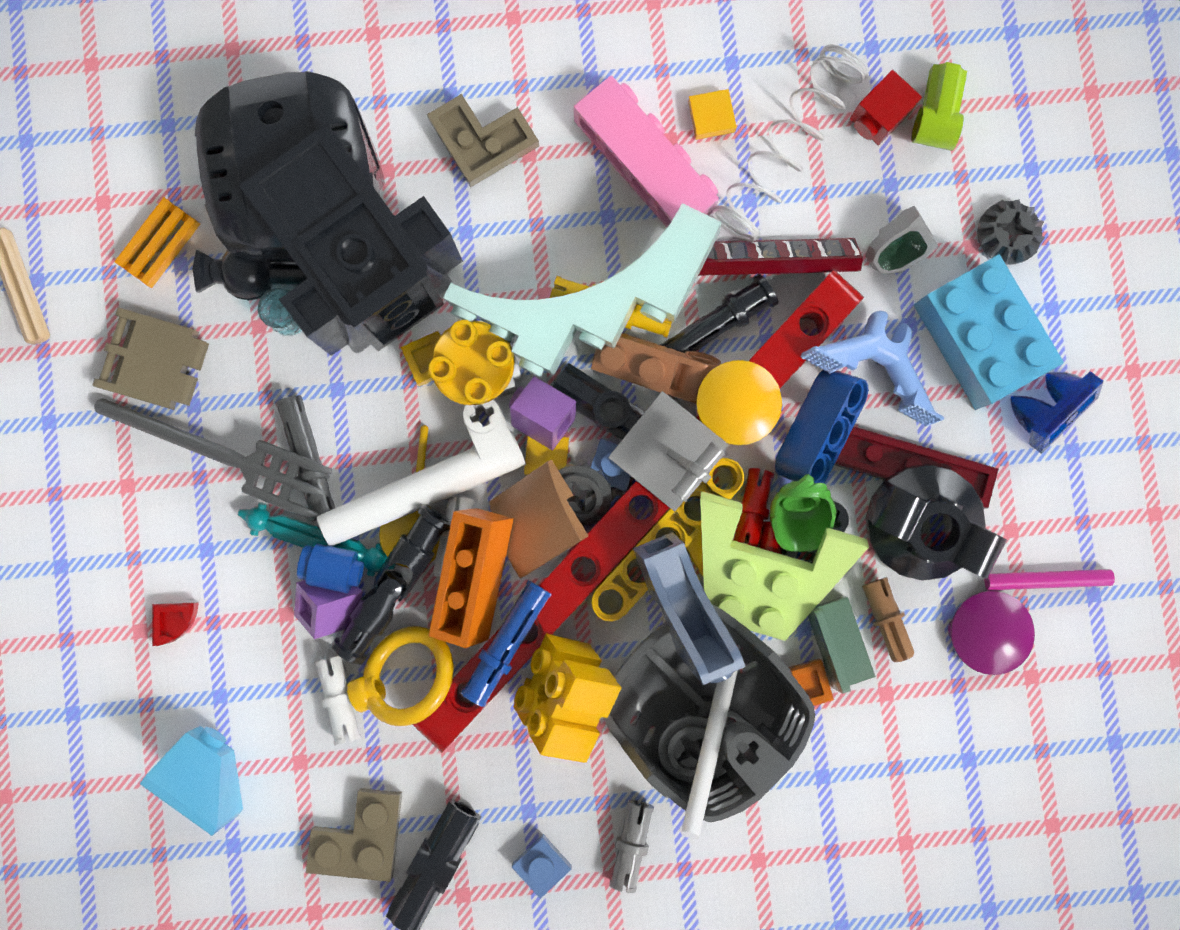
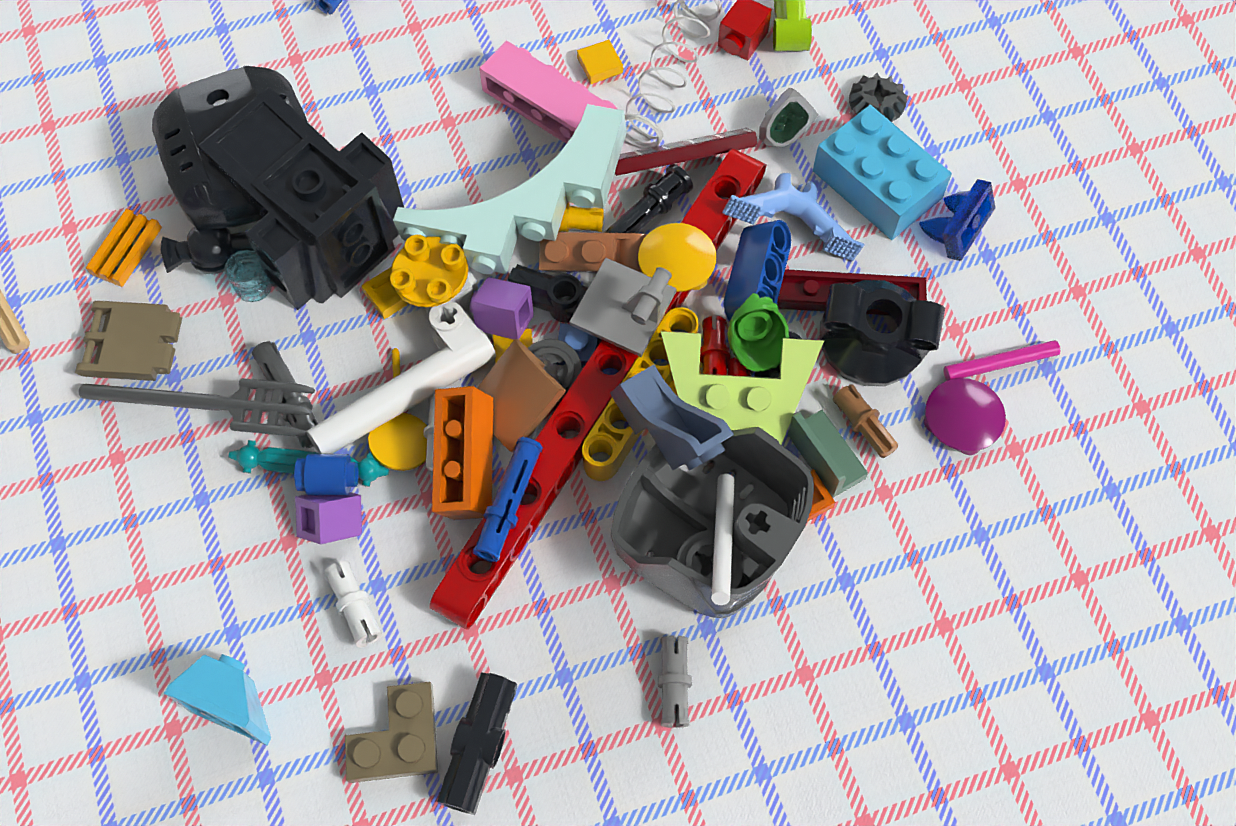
camera: 10 degrees left, 20 degrees down
(172, 621) = (176, 568): red tile -> none
(369, 690) = (383, 588): yellow piece -> none
(376, 608) = (377, 505): black piece -> none
(481, 149) = (404, 121): dark tan plate -> none
(541, 866) = (588, 723): medium blue plate -> none
(565, 698) = (575, 534): yellow brick -> none

